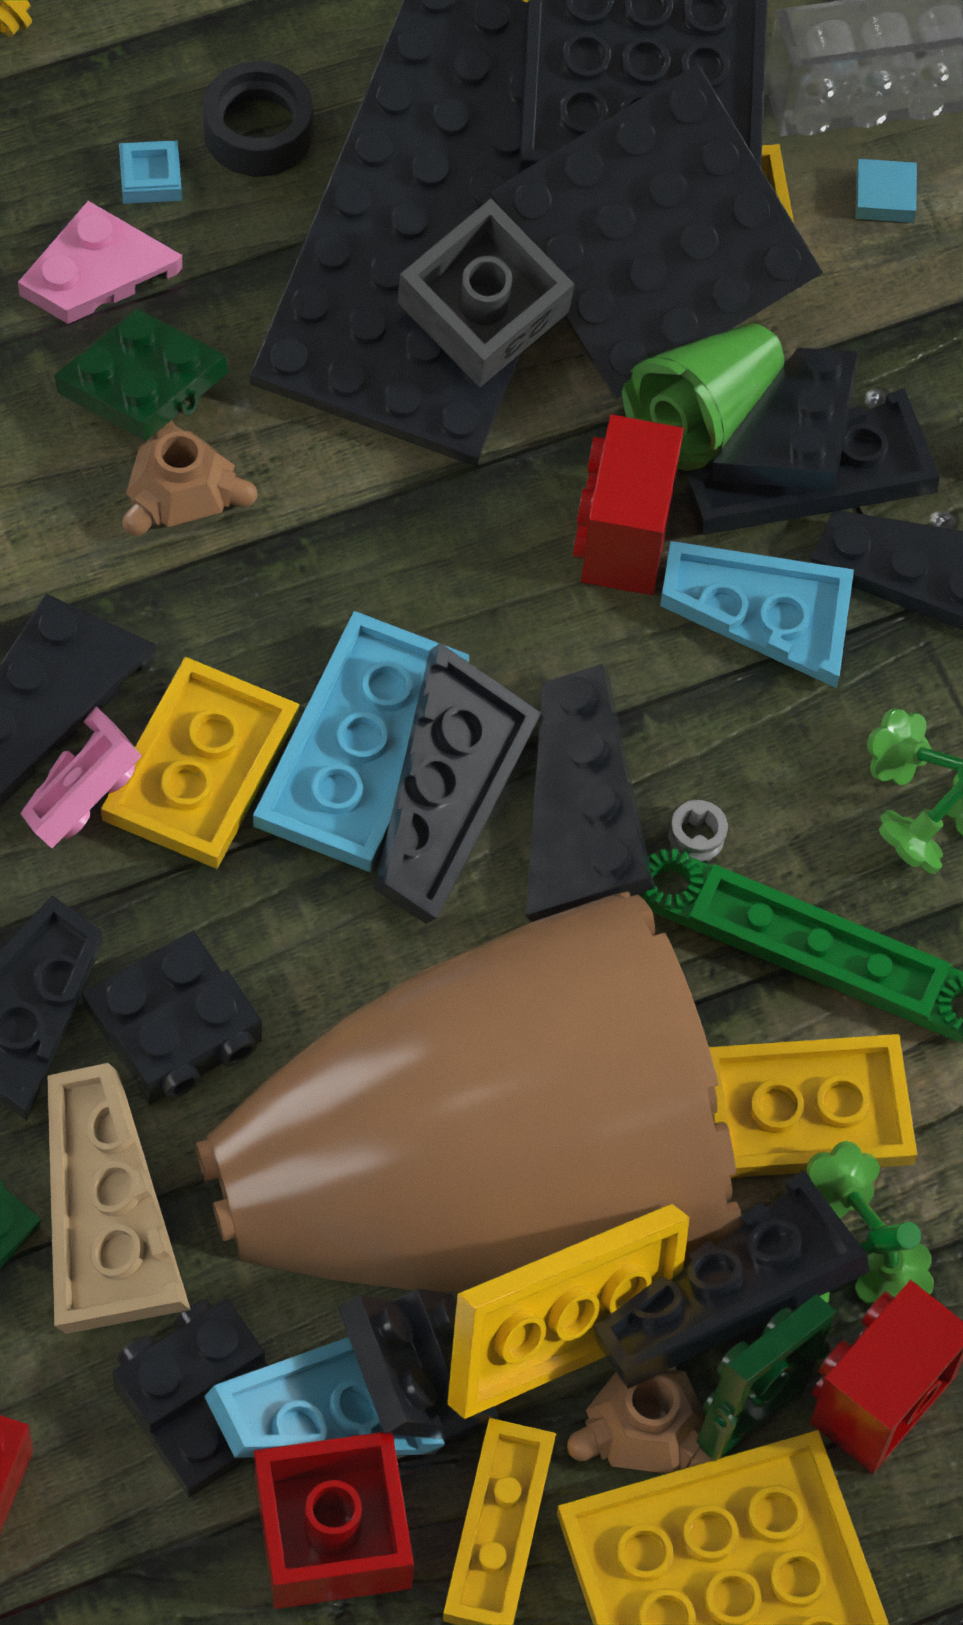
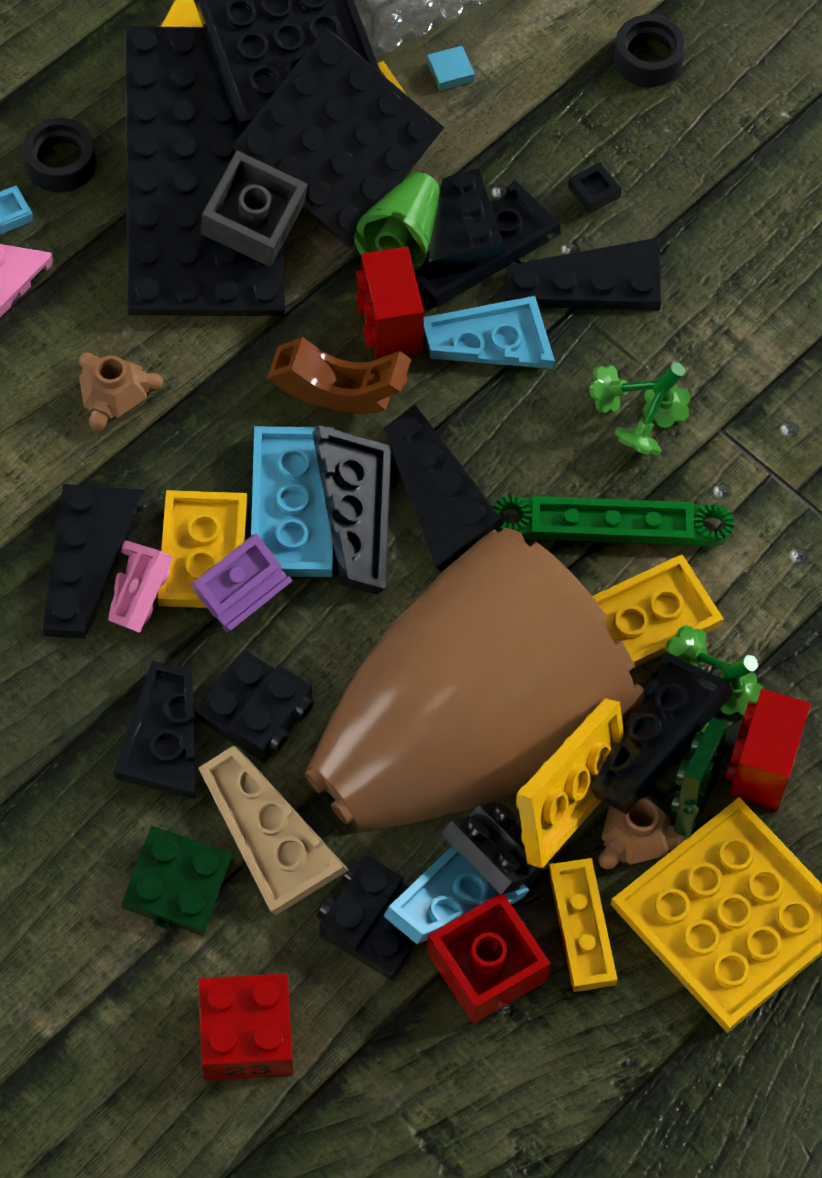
camera: 20 degrees left, 0 degrees up
(141, 374) = (61, 332): dark green plate -> none
(226, 830) = (241, 582): none -> medium lavender plate
(501, 590) = (336, 383): none -> dark orange arch
(697, 813) = (505, 471): light grey bush -> none

